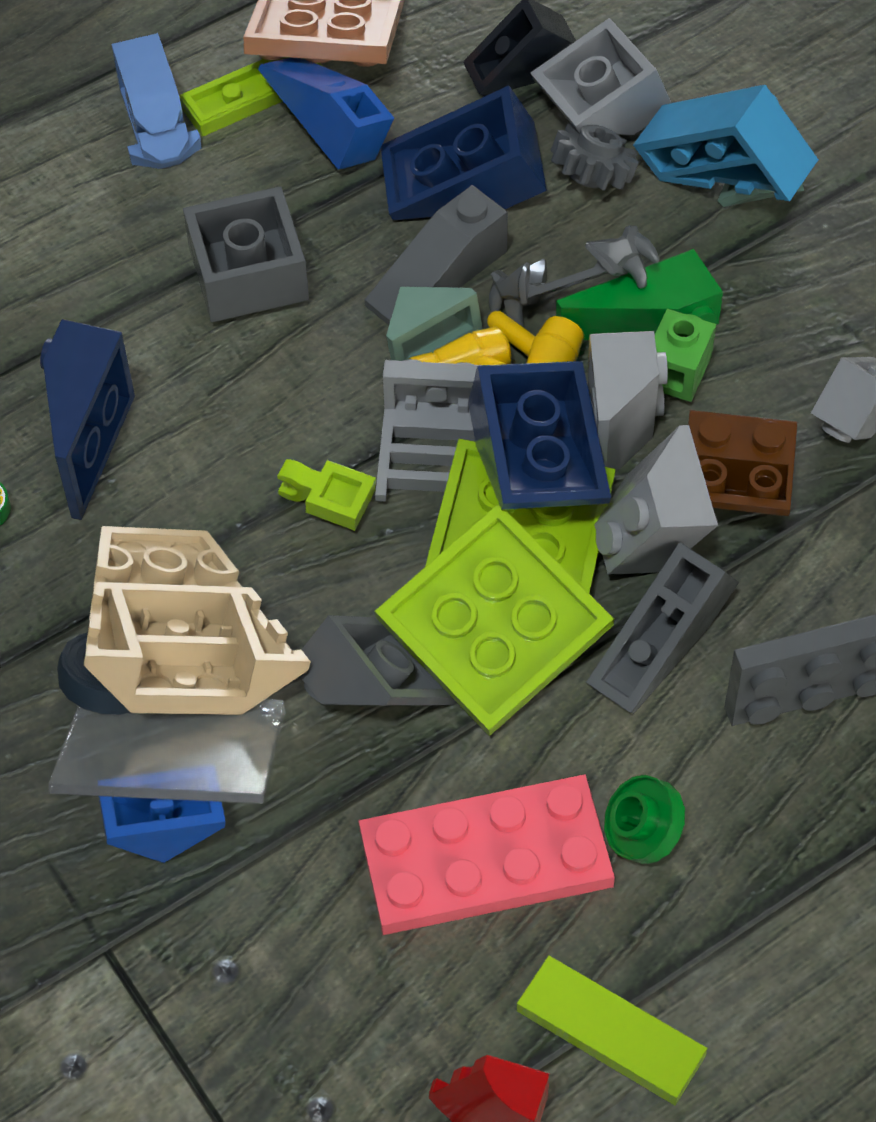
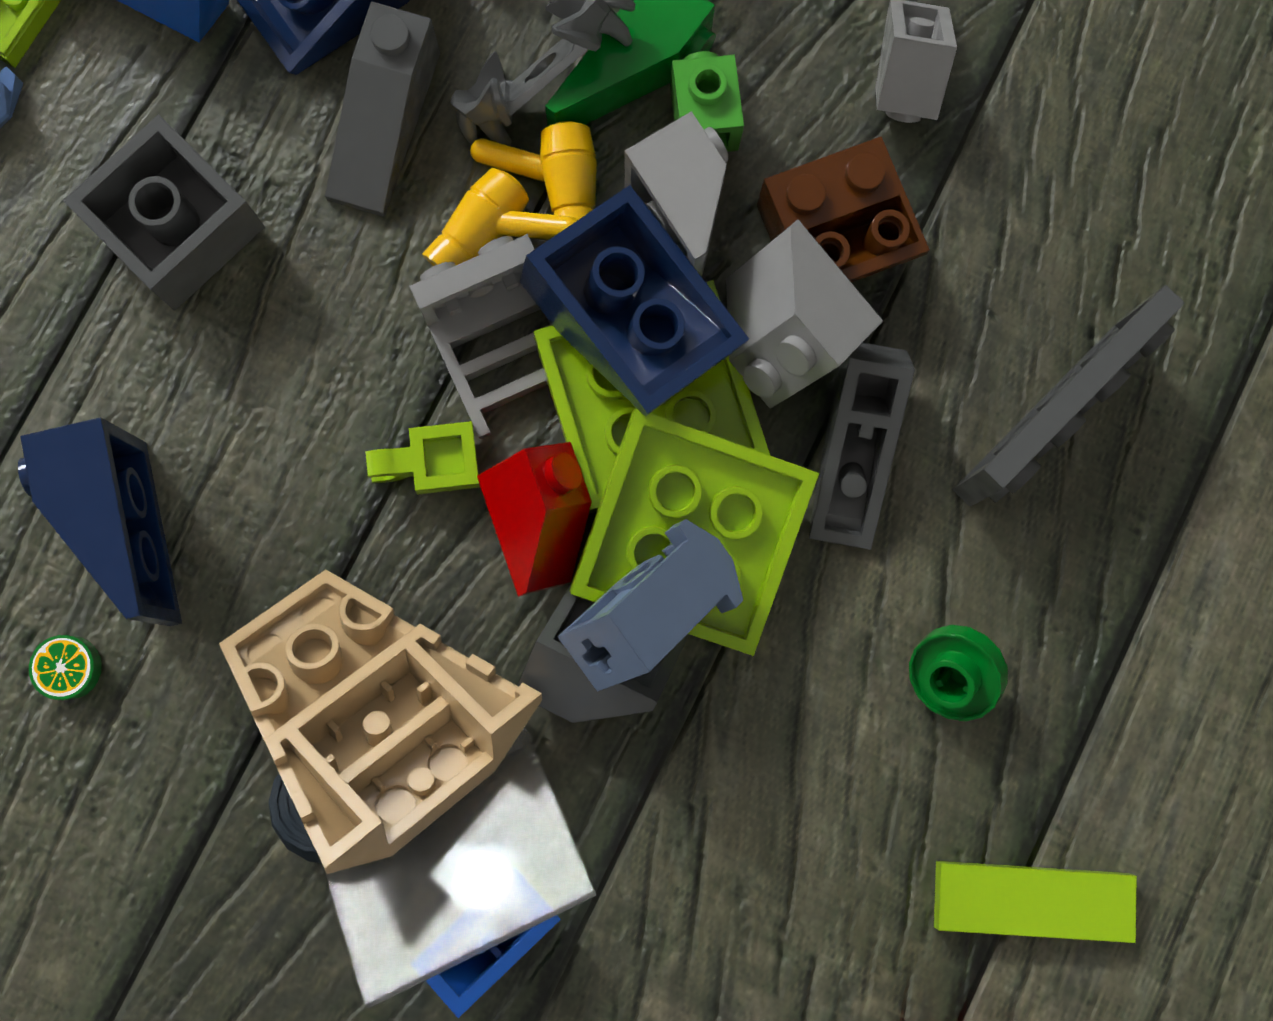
camera: 35 degrees left, 25 degrees up
(385, 551) = (538, 514): none -> red slope
(427, 628) = (653, 607): none -> sand blue piece
(430, 319) = (416, 195): sand green slope -> none
(485, 854) = (817, 784): coral plate -> none

